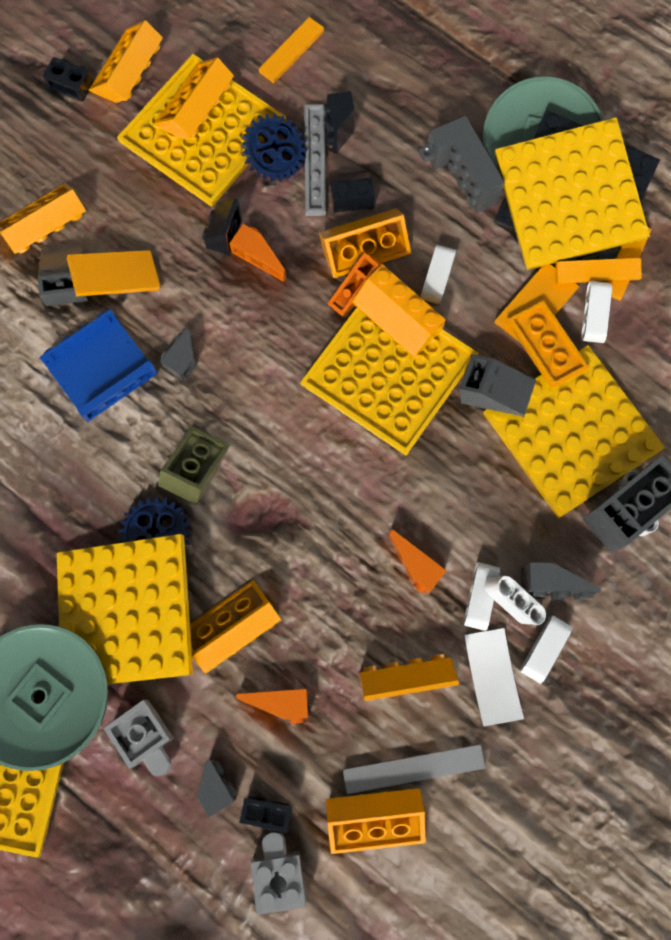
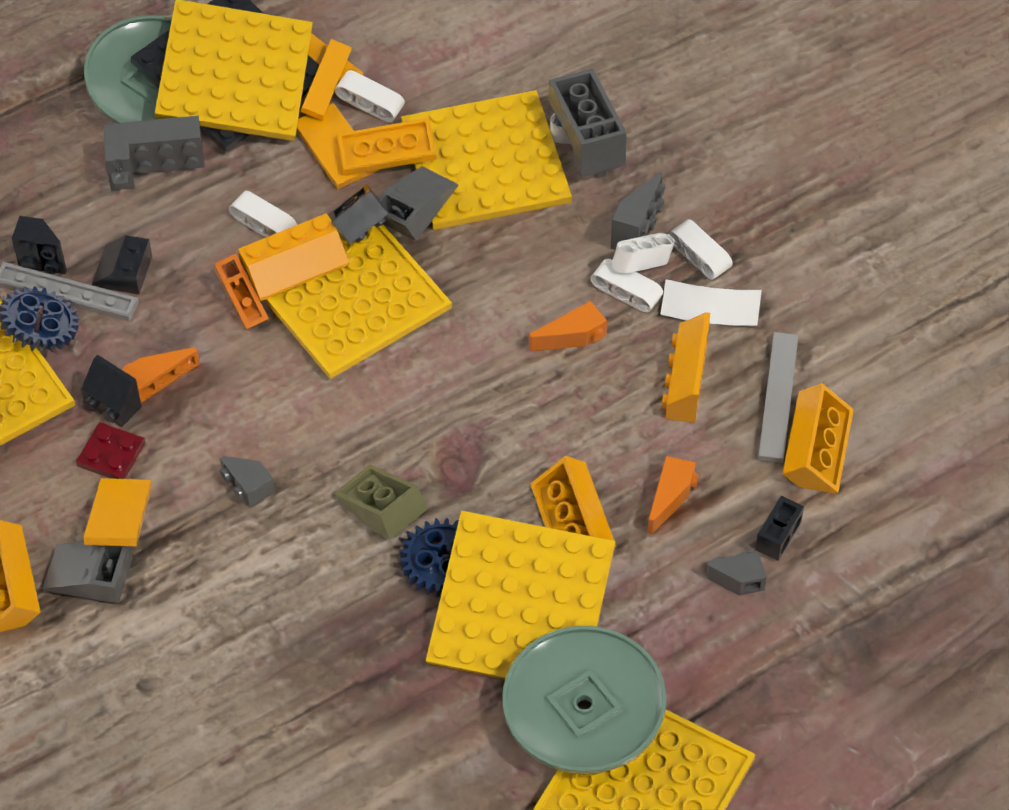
camera: 70 degrees left, 20 degrees down
(98, 365) = (221, 567): blue panel -> none
(141, 738) = (660, 610): light grey brick -> none
(178, 248) = (110, 451): none -> dark red plate
(277, 877) = (843, 548): light grey brick -> none
(377, 235) = (190, 280): light orange slope -> none
(458, 345) = (359, 214): none -> black slope

